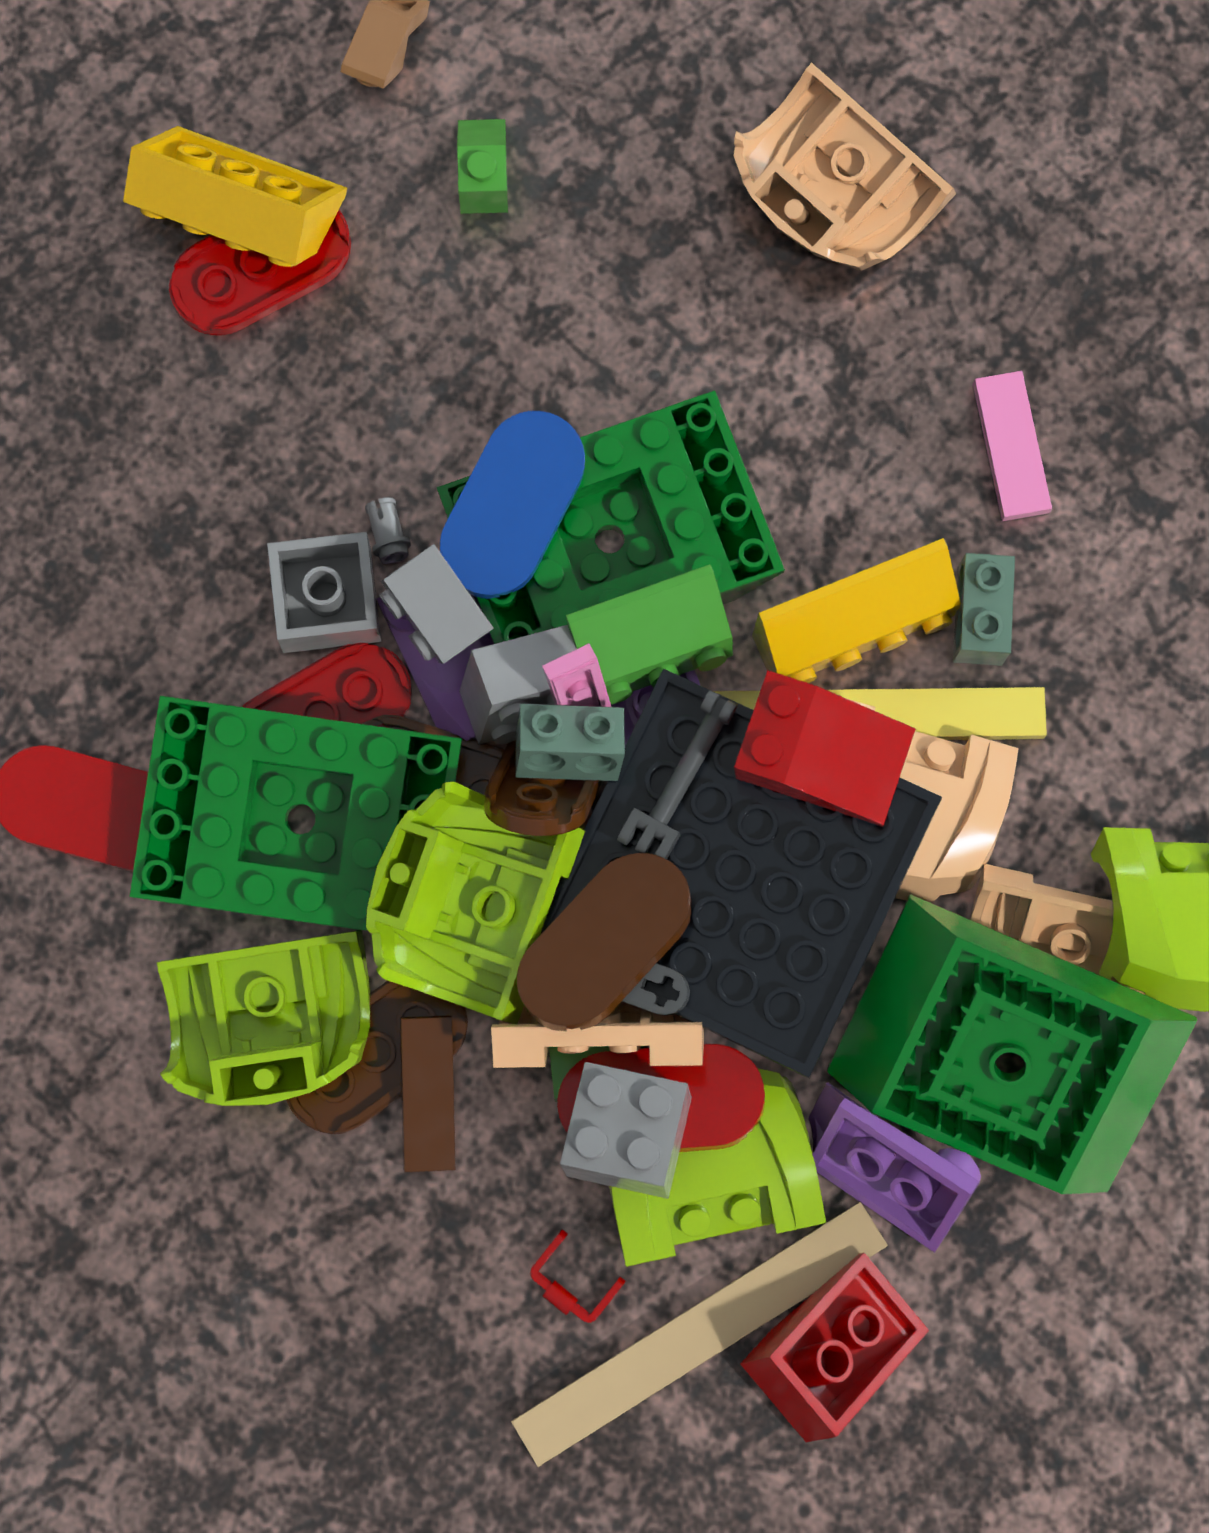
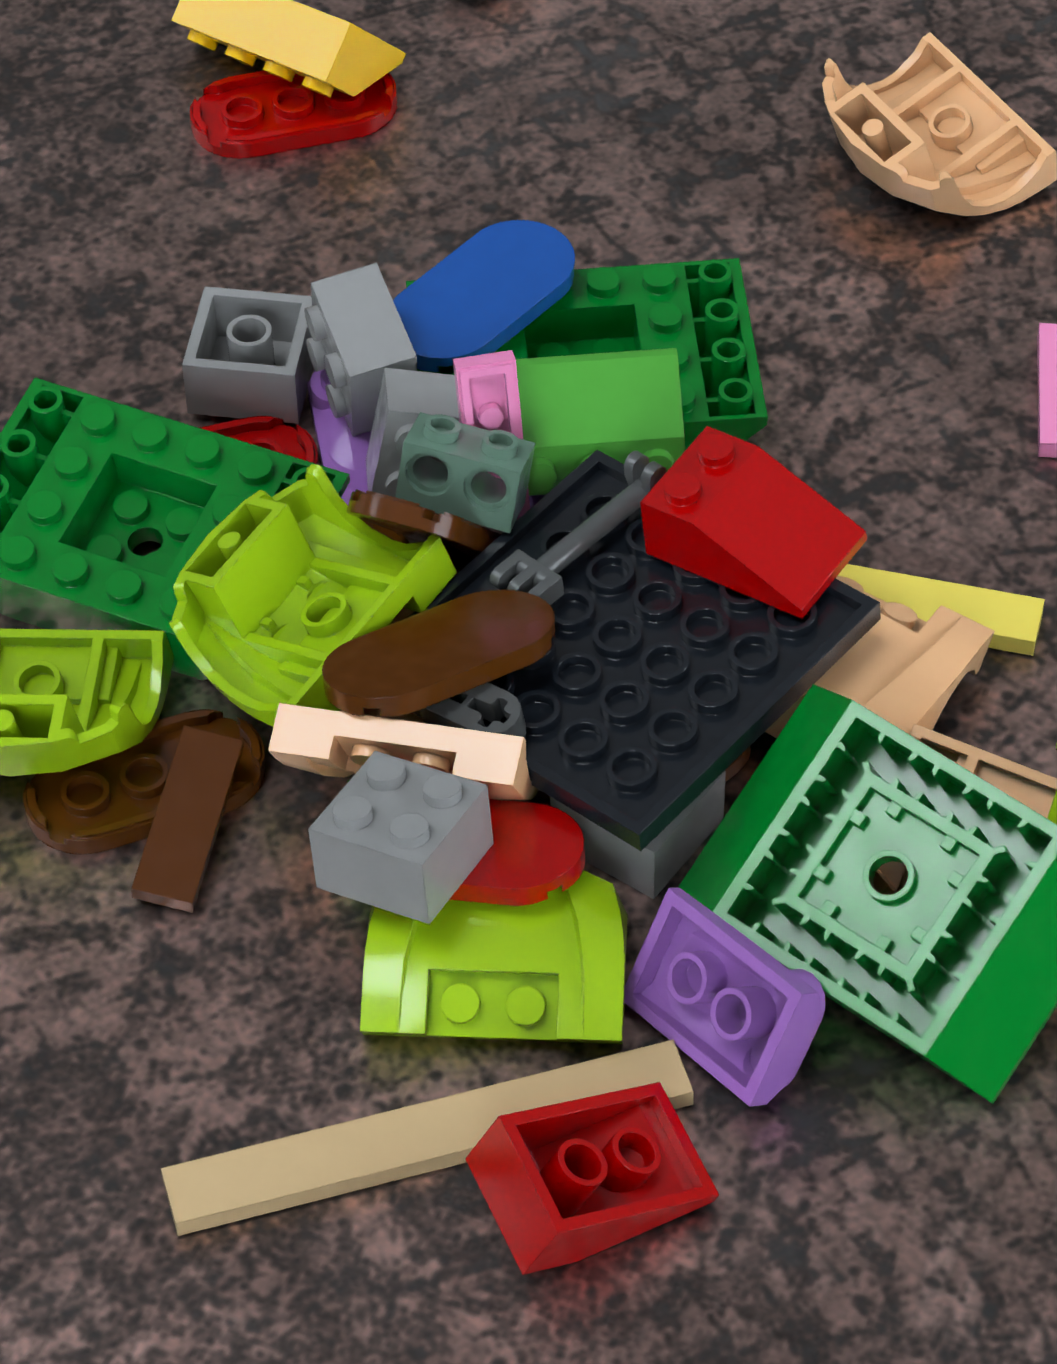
camera: 20 degrees right, 30 degrees down
(482, 166) = (553, 71): bright green slope -> none
(560, 1296) = (274, 1066): red piece -> none
(859, 614) = (878, 464): yellow slope -> none
(985, 610) = (990, 511): sand green brick -> none

